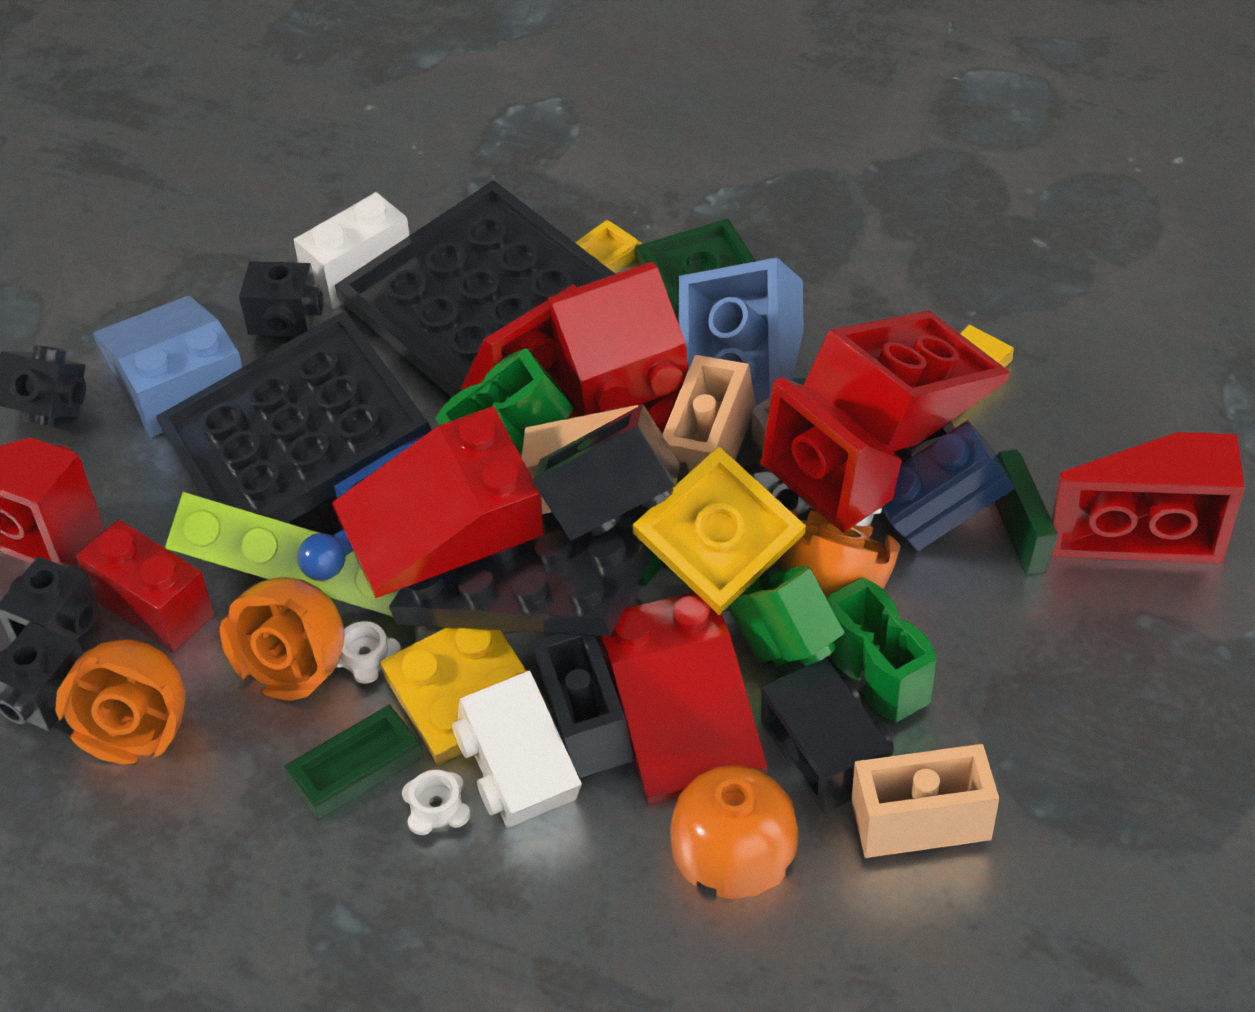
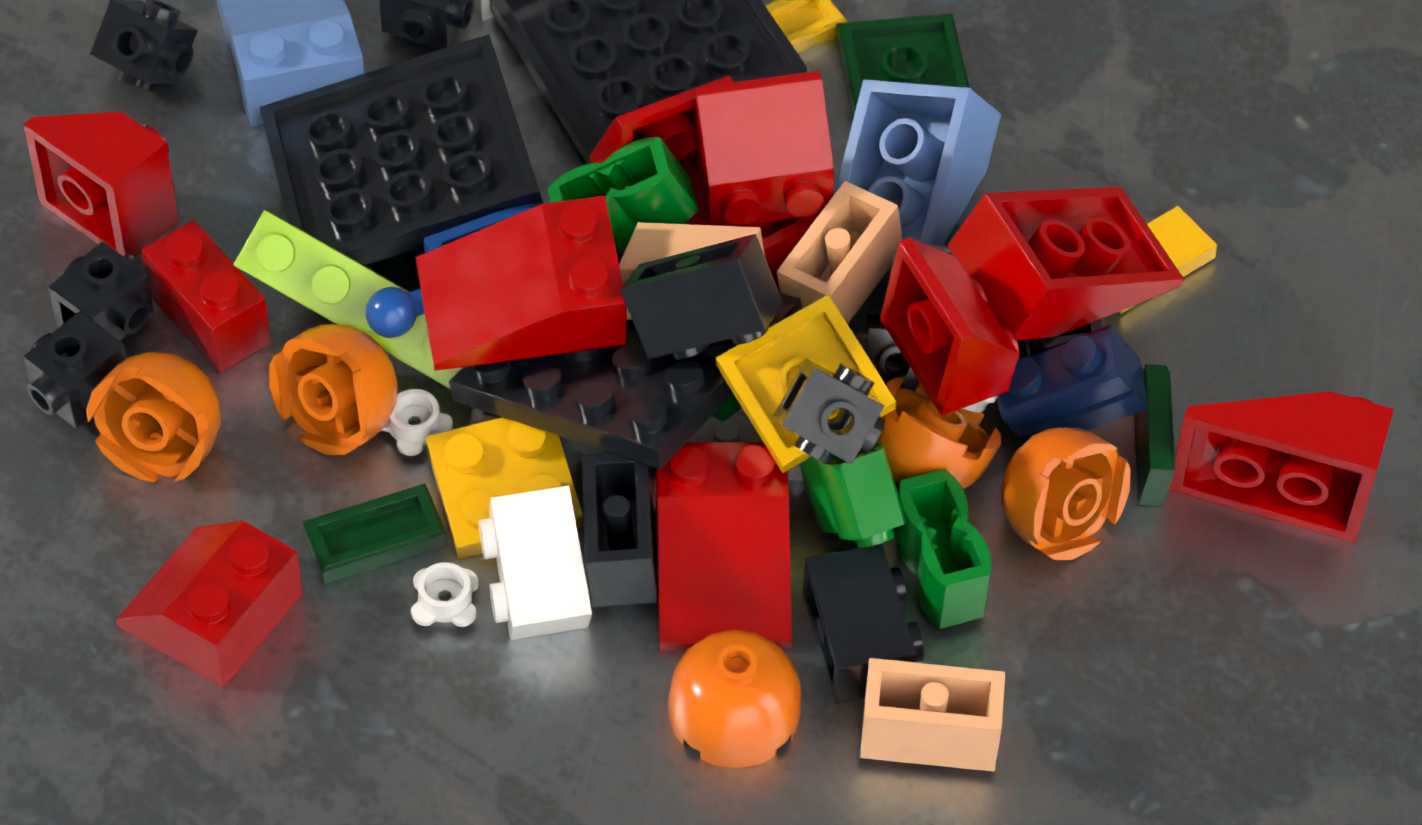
camera: 10 degrees right, 5 degrees up
(219, 857) = (216, 598): none -> red slope
(756, 544) = (815, 396): none -> brick
(964, 573) = (1064, 490): none -> orange cylinder

